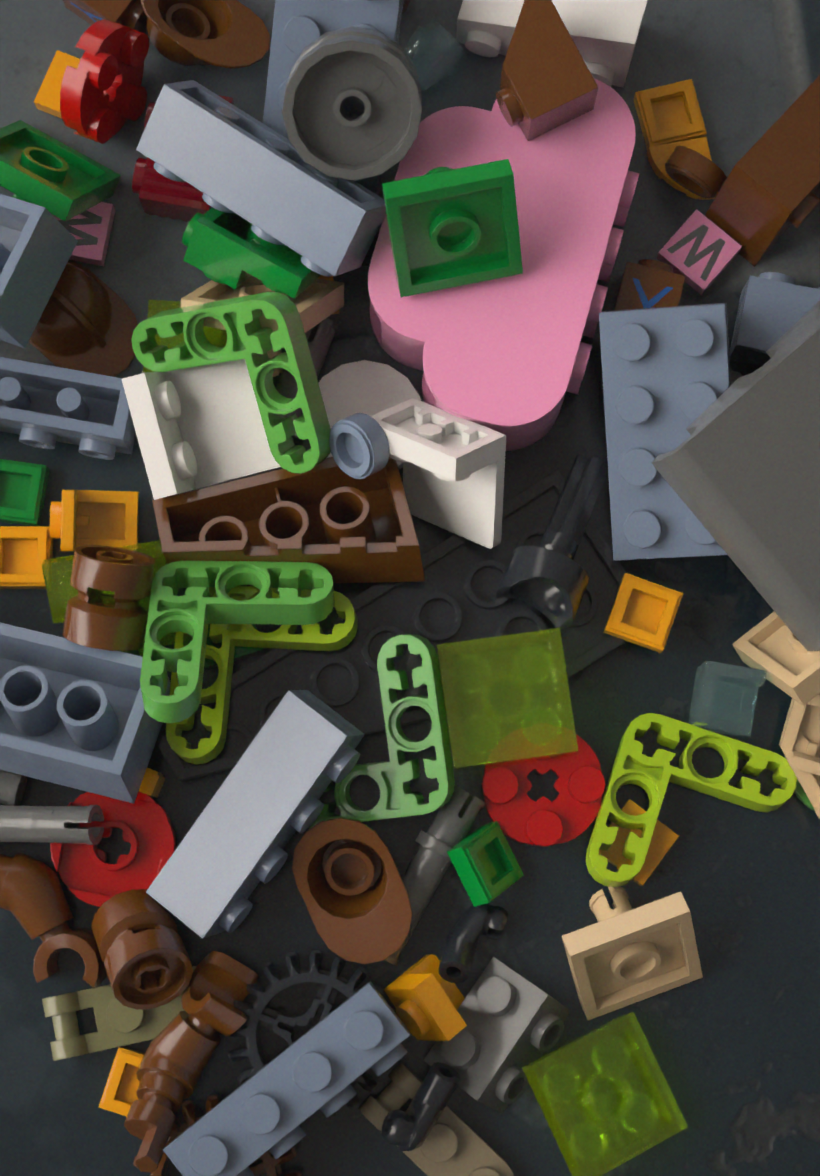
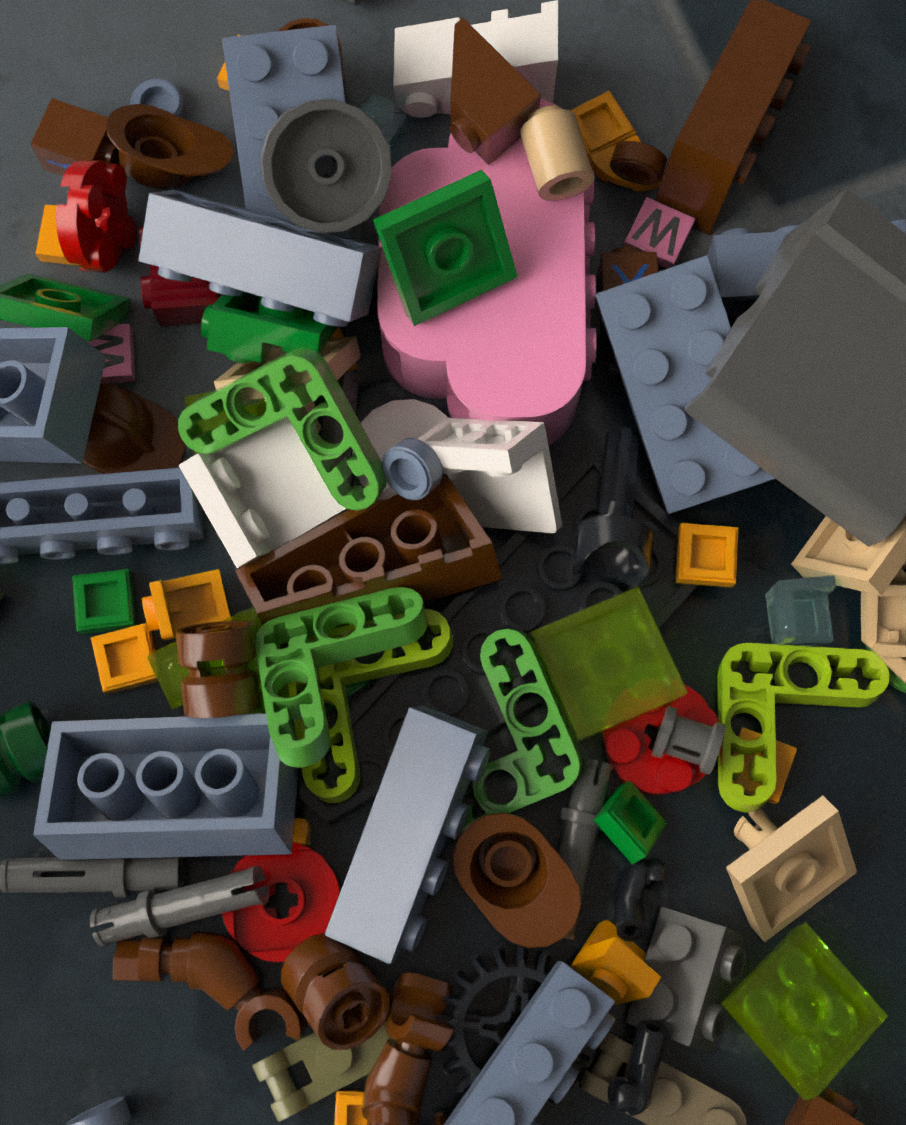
camera: 15 degrees left, 5 degrees down
(566, 798) = (689, 740): none -> dark grey bush
(599, 151) = (556, 153): none -> tan brick

